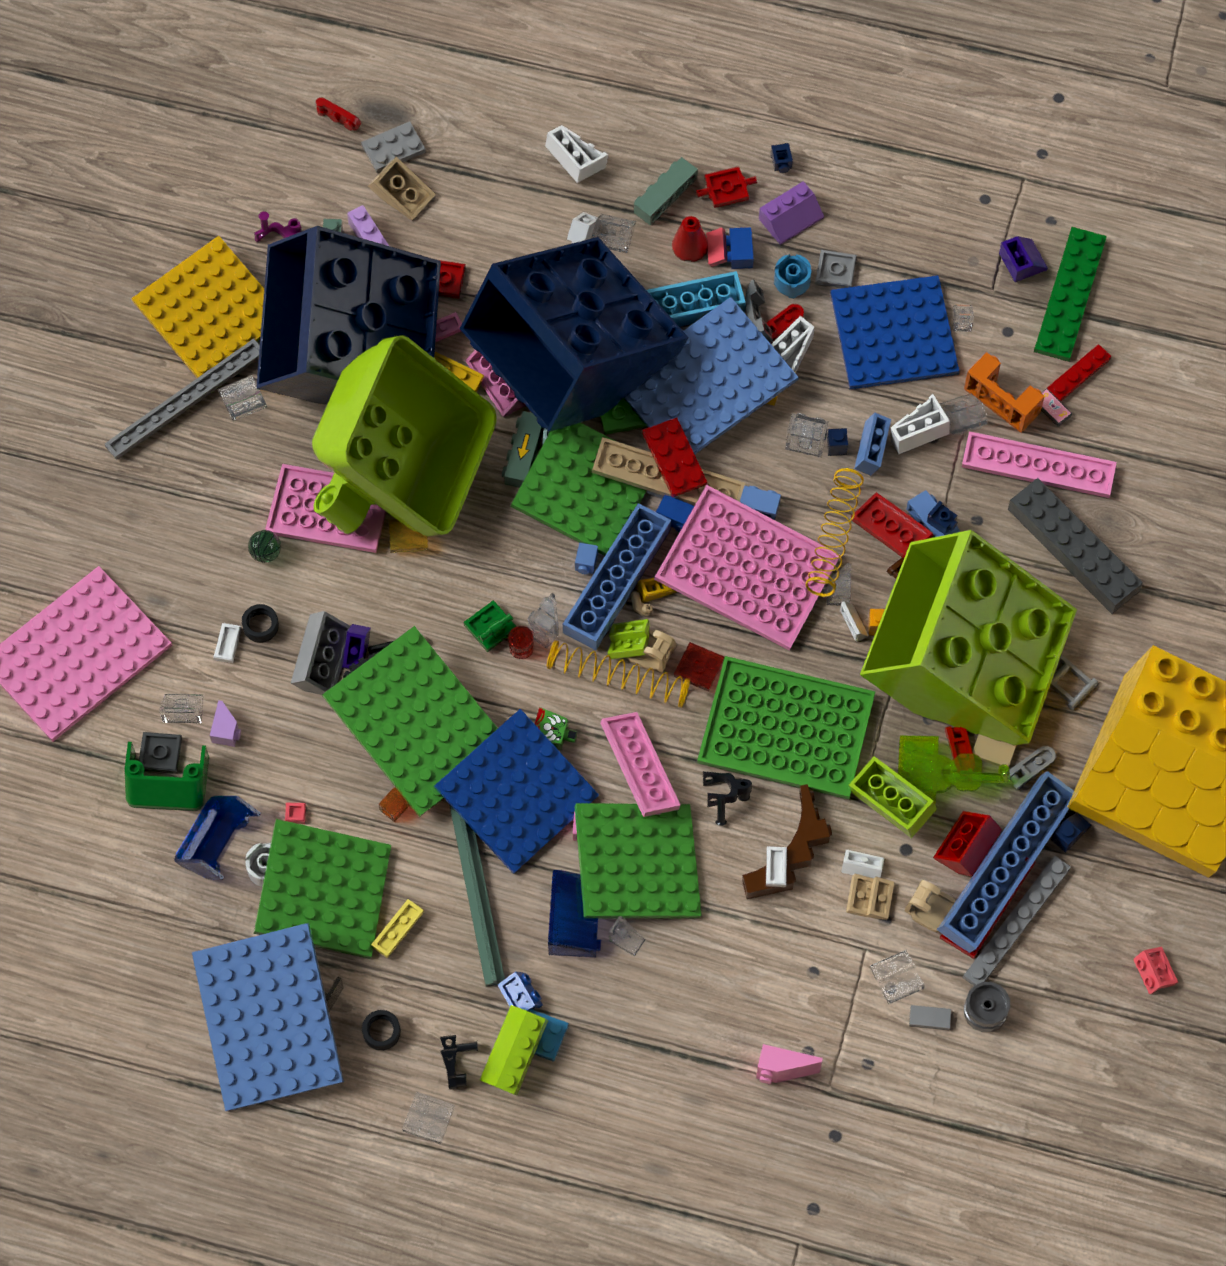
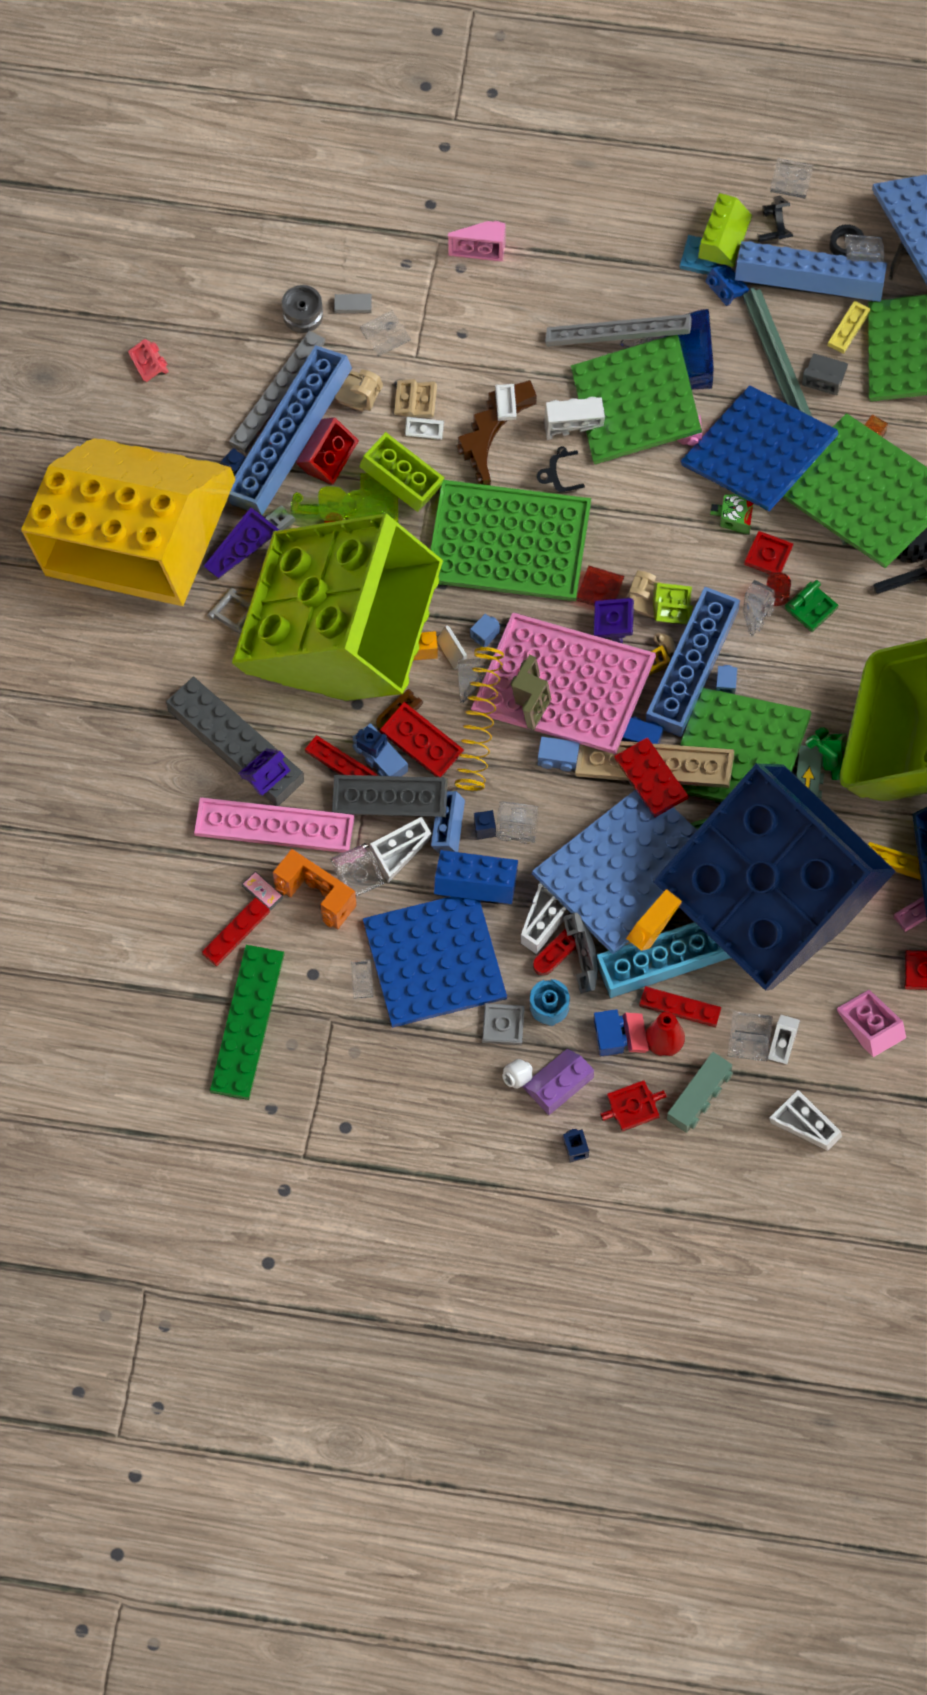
camera: 175 degrees right, 0 degrees up
(366, 1001) = (864, 248): none -> clear plate
(428, 990) = (810, 271): none -> medium blue brick
(433, 875) = (824, 374): none -> dark grey bracket
(493, 472) = (831, 748): none -> green torso
(502, 233) = (872, 1023): none -> bright pink slope
(523, 684) = (768, 553): none -> red plate
(554, 651) = (612, 559): yellow piece -> none
(640, 764) = (645, 482): bright pink plate -> none
(647, 932) = (618, 330): none -> light grey plate
(669, 267) = (680, 1006): none -> red plate
(690, 622) = (614, 619): none -> dark purple bracket
(692, 307) = (654, 921): none -> light orange slope
(706, 842) = (573, 415): none -> white wedge
(783, 543) = (531, 692): none -> olive bracket
(819, 633) = (485, 630): none -> medium blue brick
(827, 221) = (517, 1073): none -> white head
(850, 389) = (476, 877): none -> blue brick
(927, 467) = (390, 795): none -> dark grey plate
(972, 517) = (336, 759): none -> red plate
(1021, 258) = (300, 1050): dark purple slope -> none
(1050, 492) = (265, 770): none -> dark purple bracket
(1062, 745) = (243, 540): none -> dark purple wing

